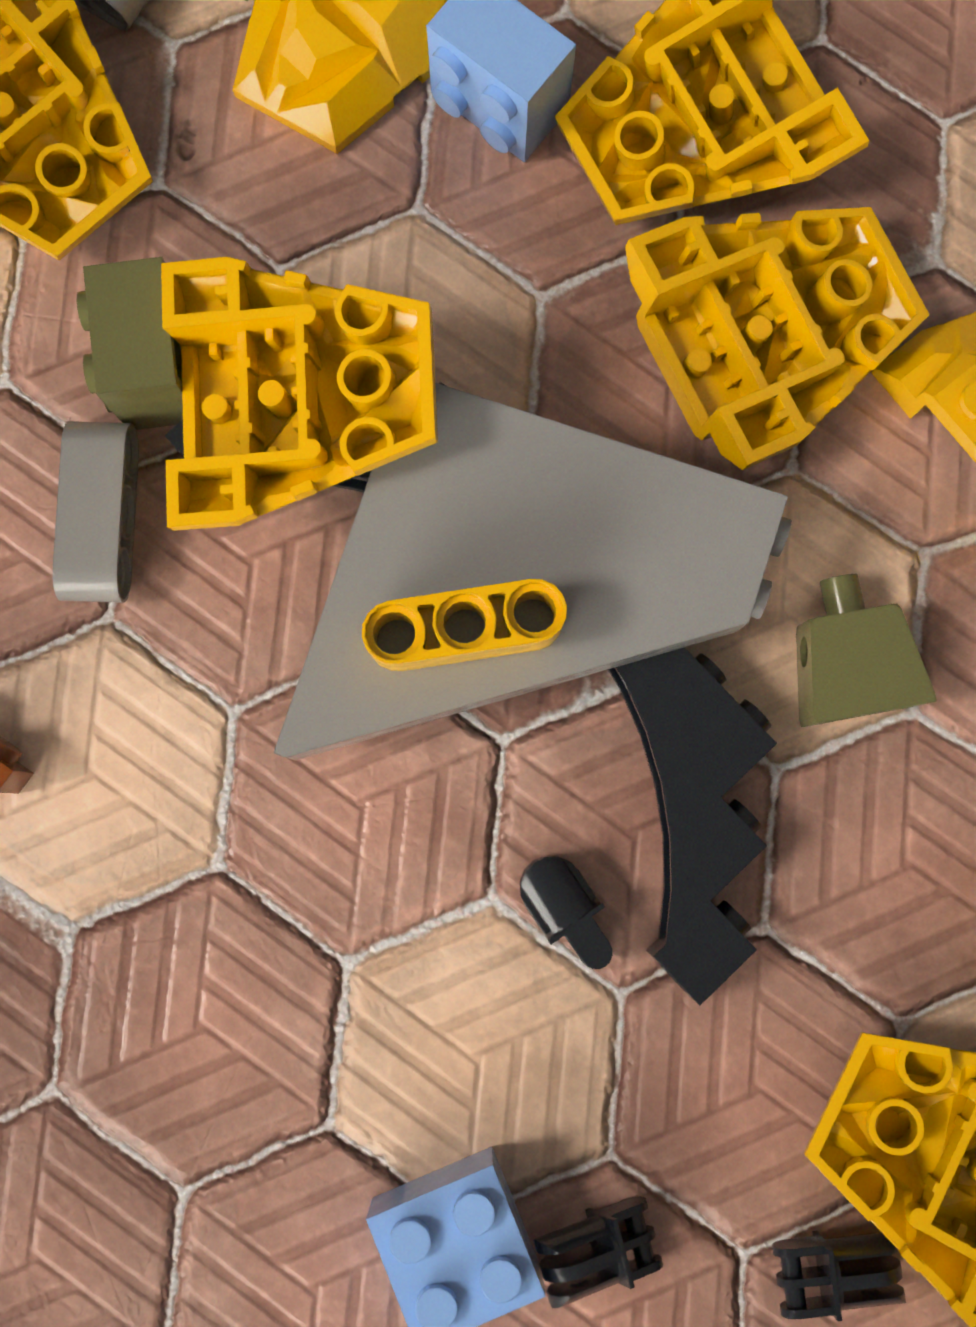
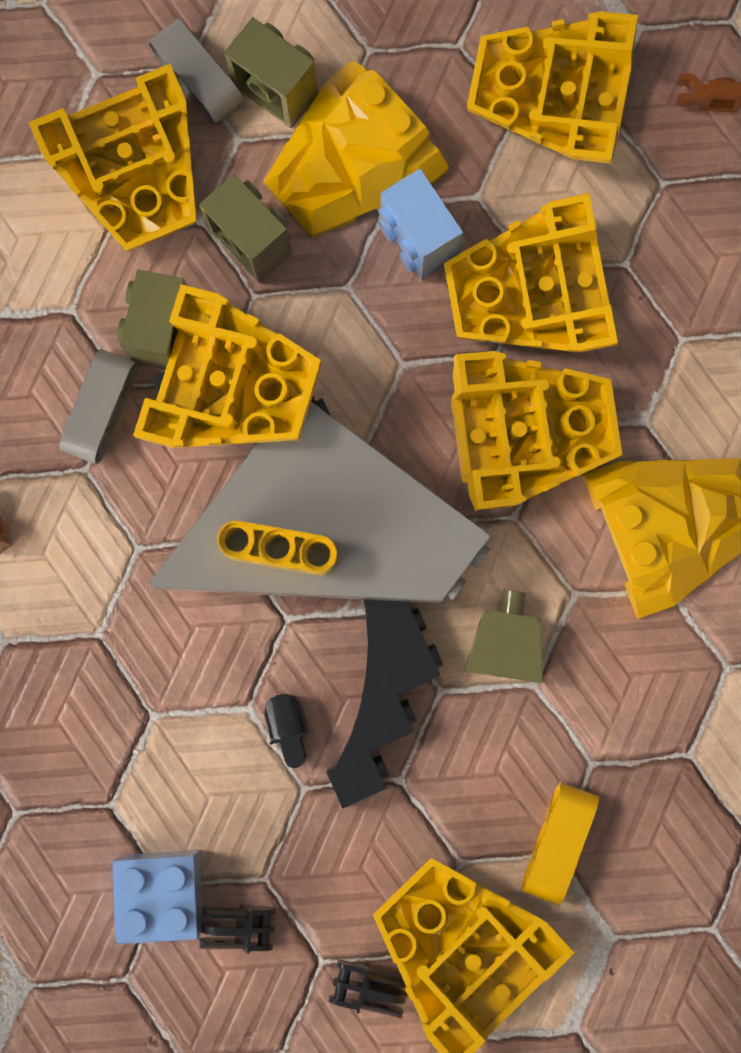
camera: 25 degrees right, 0 degrees up
(233, 156) = (247, 227): none -> olive brick

